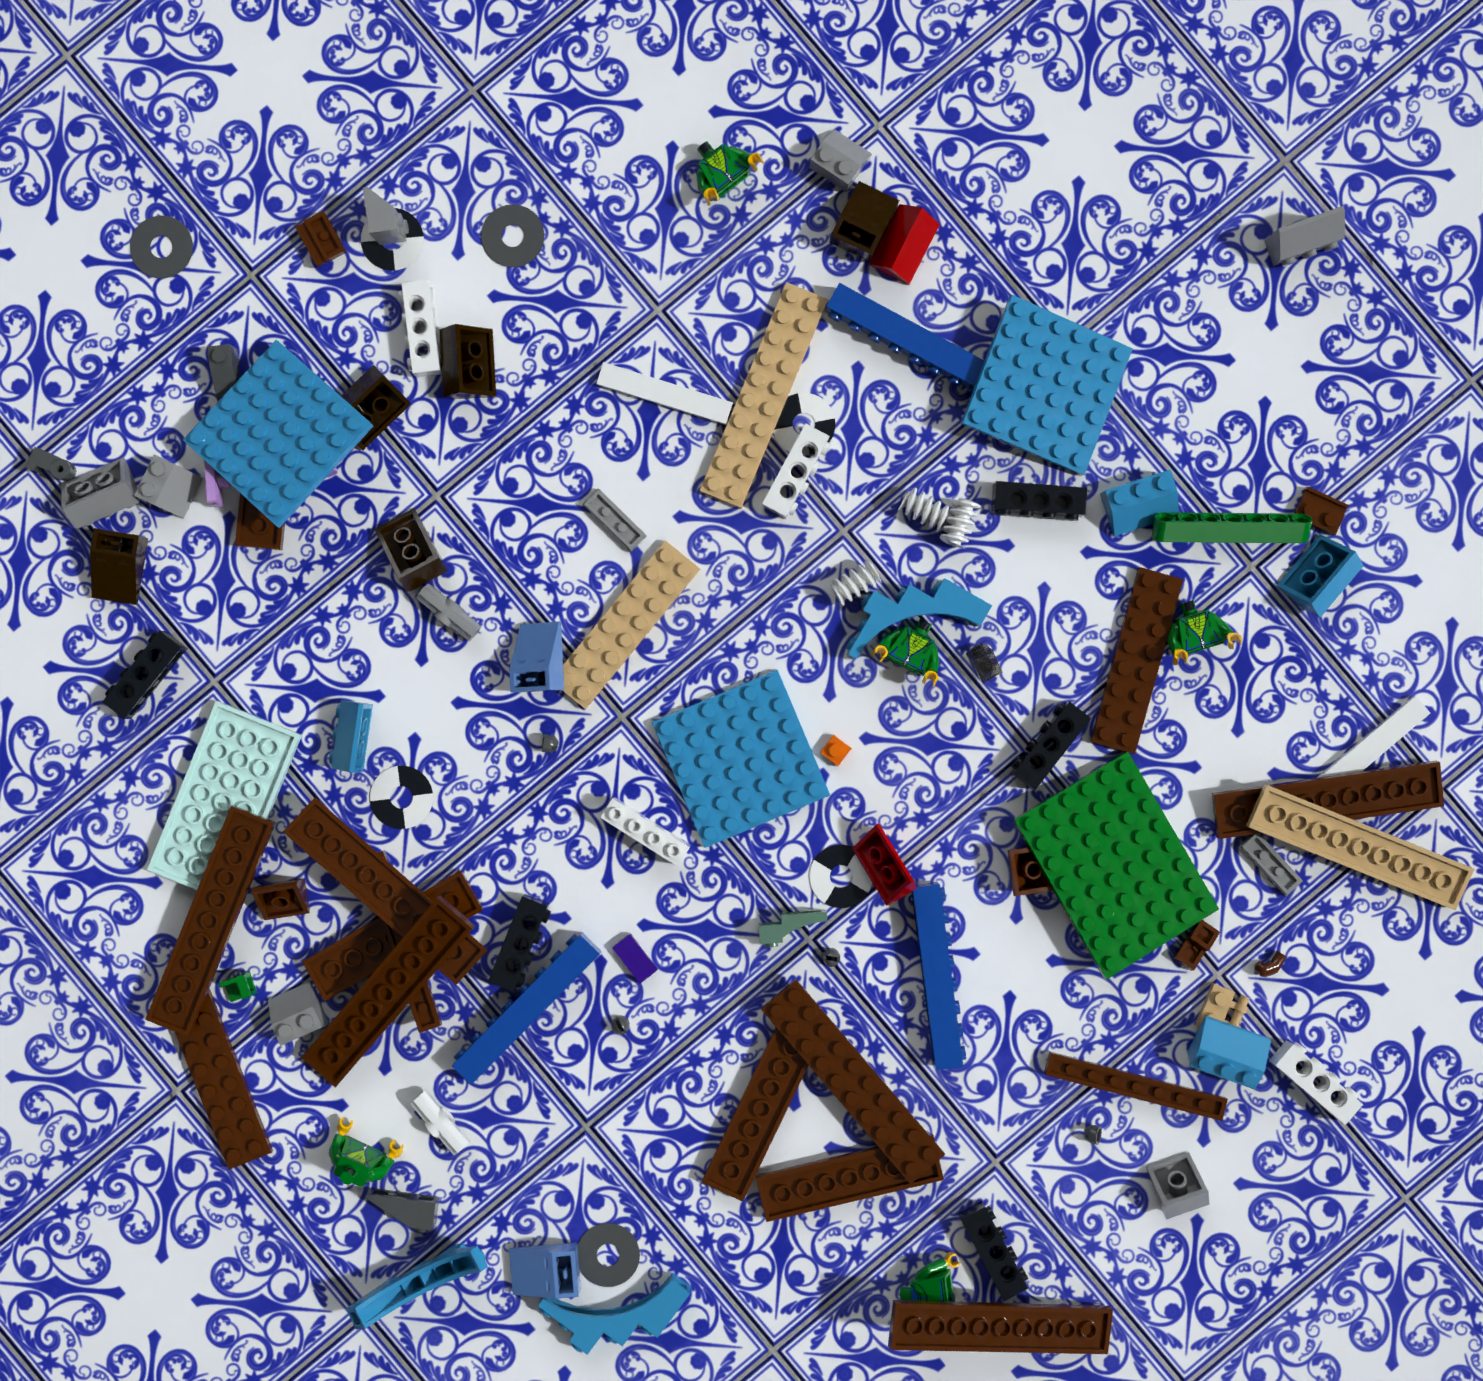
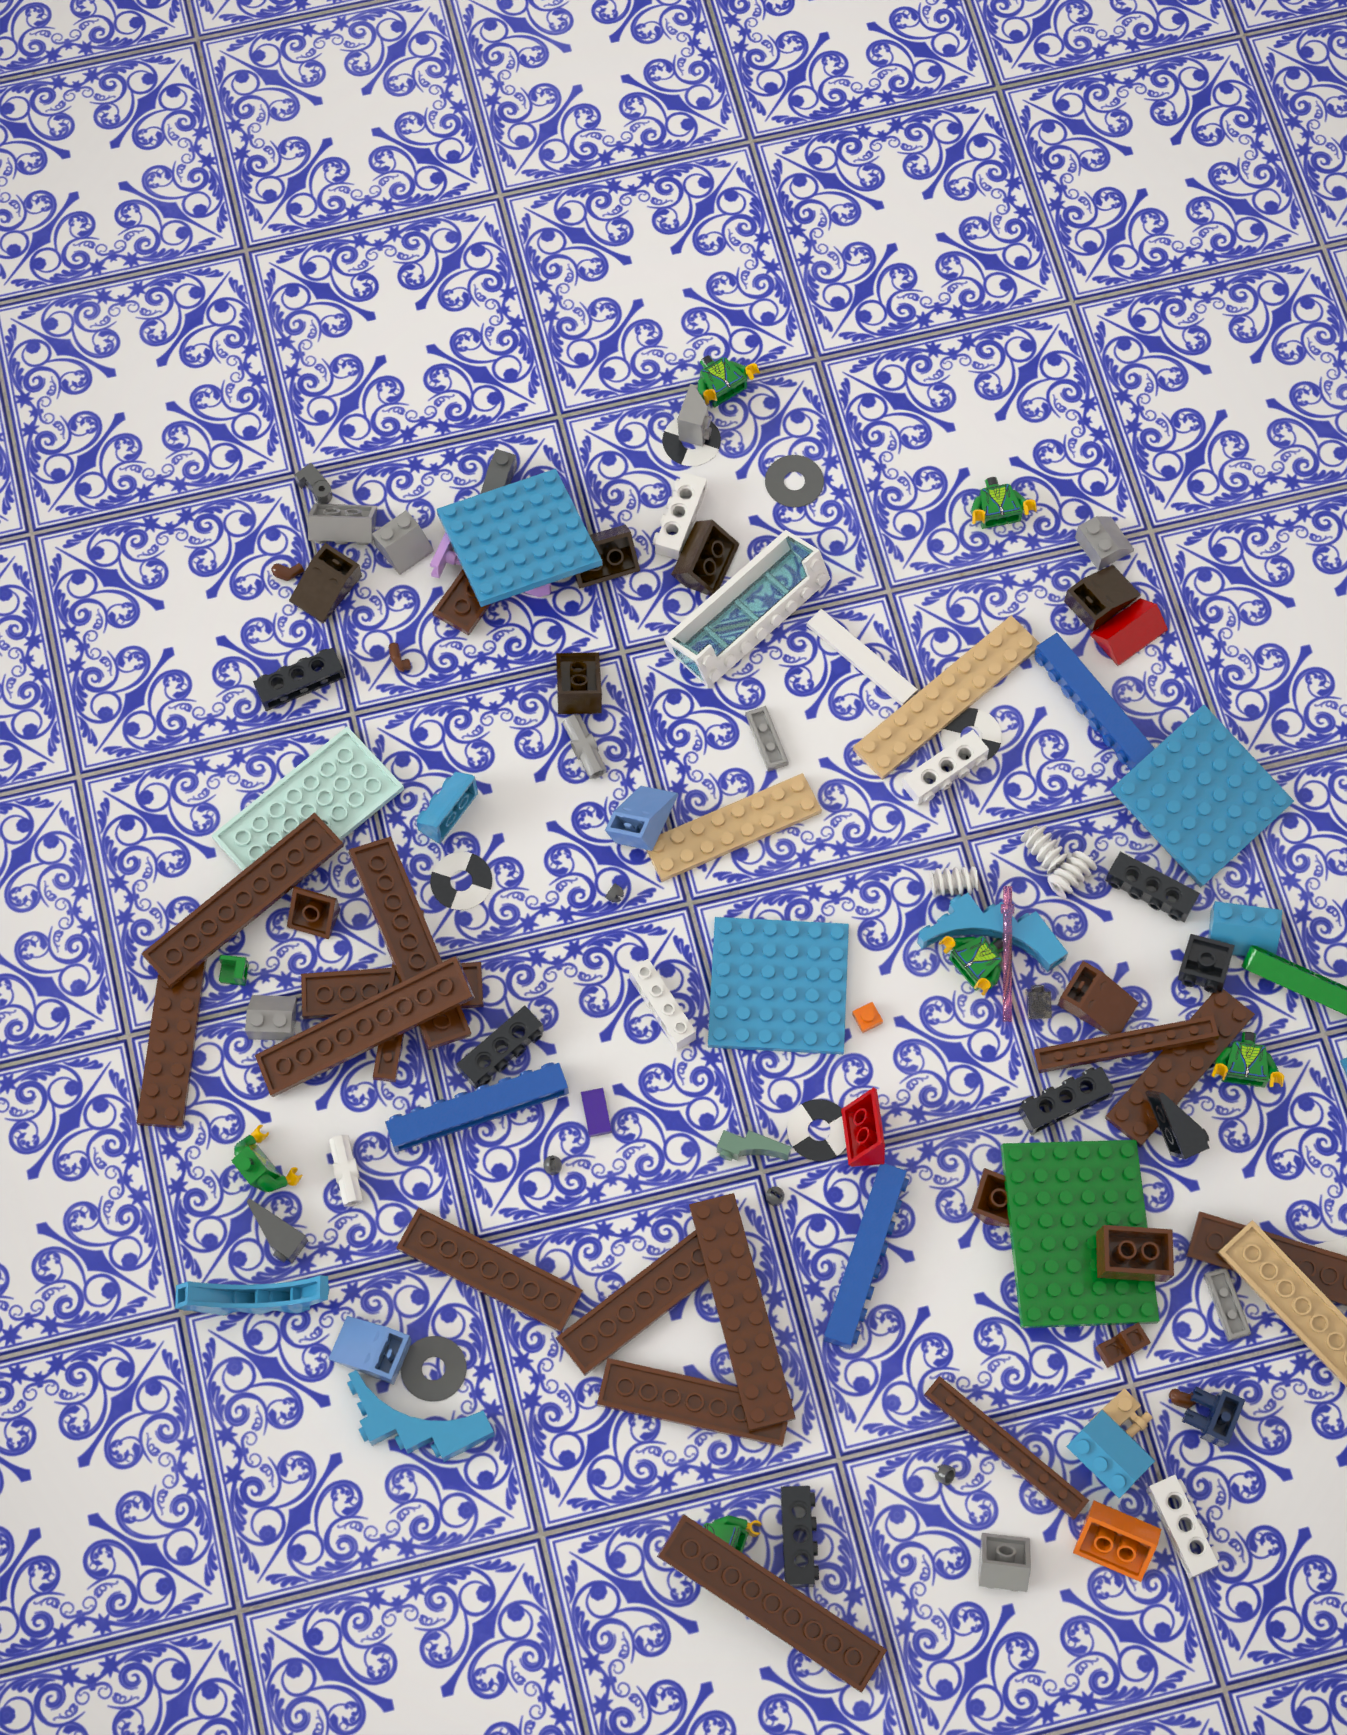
camera: 25 degrees right, 20 degrees down
(73, 571) = (286, 573): none -> reddish brown arm
(155, 227) = (486, 378): dark grey sticker -> none
(225, 608) = (395, 656): none -> reddish brown arm
(320, 239) = (632, 413): reddish brown plate -> none
(391, 160) = (723, 379): none -> torso
(533, 395) = (748, 607): none -> window
(612, 1148) = (489, 1270): none -> reddish brown plate
(920, 593) = (1007, 910): none -> clear pink bar
(1037, 636) = (1097, 1000): none -> reddish brown slope
(1082, 667) = (1126, 1044): none -> reddish brown plate
(1120, 552) = (1205, 963): none -> black plate
(1168, 732) = (1178, 1129): none -> black slope
(1177, 867) = (1135, 1253): none -> reddish brown brick
(1266, 1120) = (1117, 1541): none -> orange slope
(1311, 973) = (1222, 1419): none -> dark blue brick

